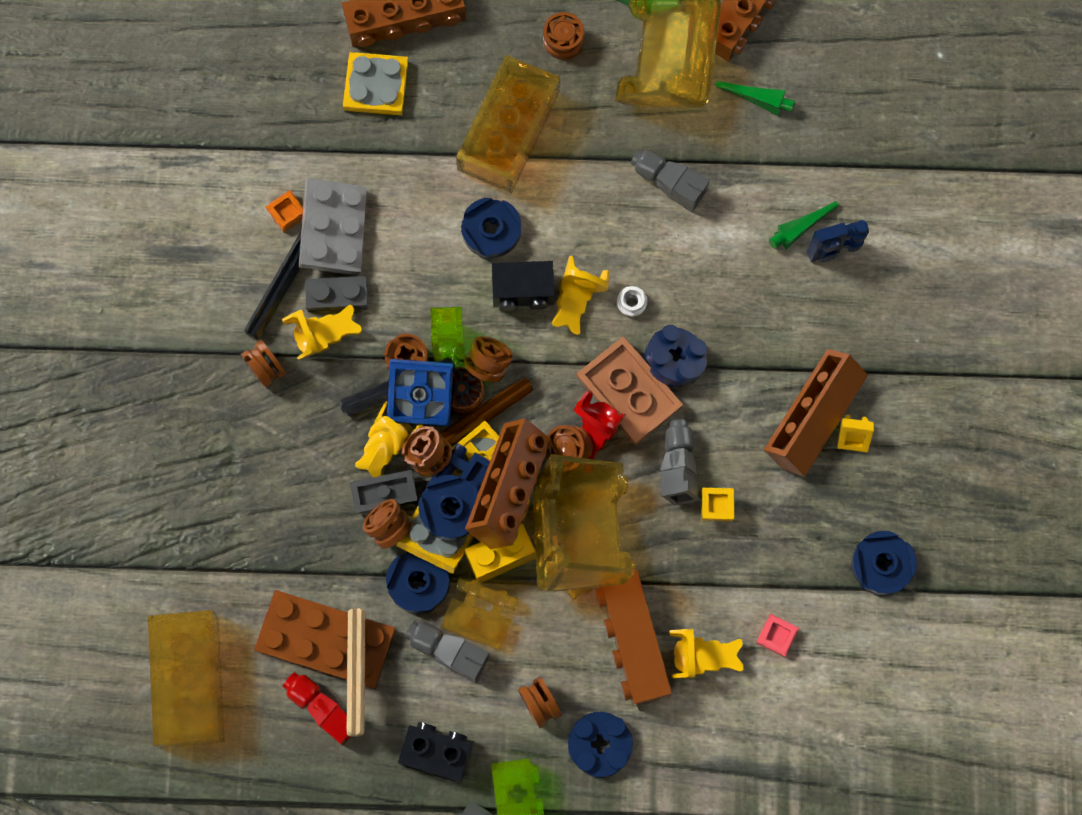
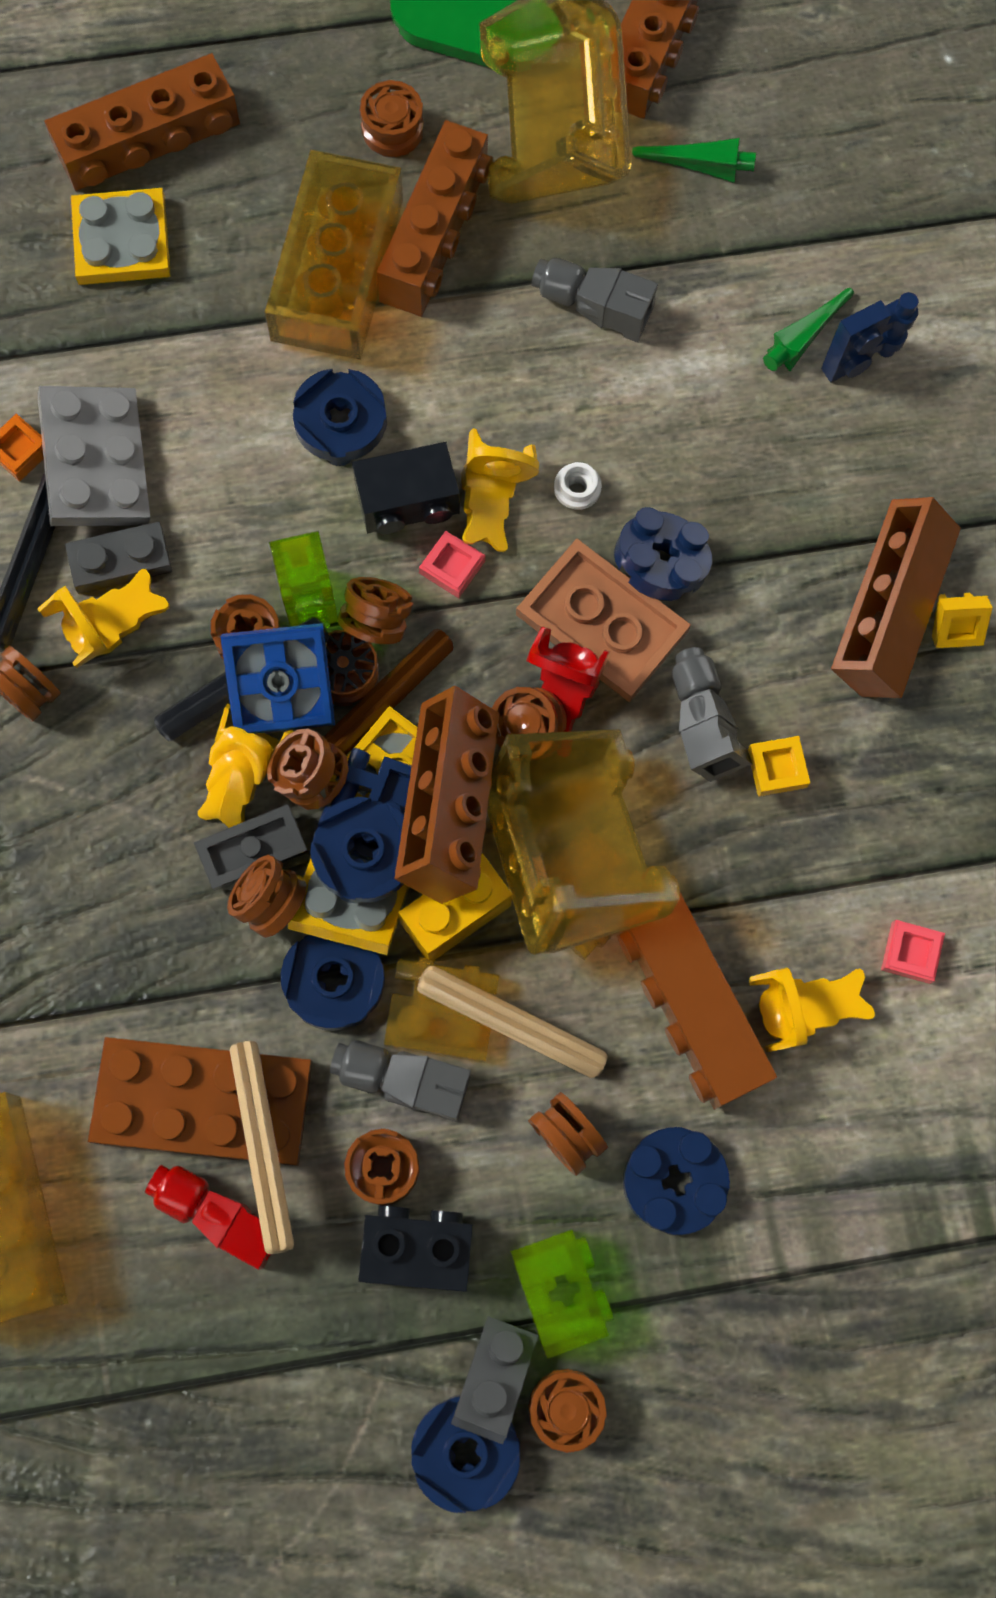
camera: 15 degrees left, 0 degrees up
(425, 700) = (381, 1167): none -> dark orange wheel
(520, 629) = (511, 1021): none -> tan axle
(542, 337) = (452, 564): none -> coral tile
(576, 109) = (433, 218): none -> dark orange brick

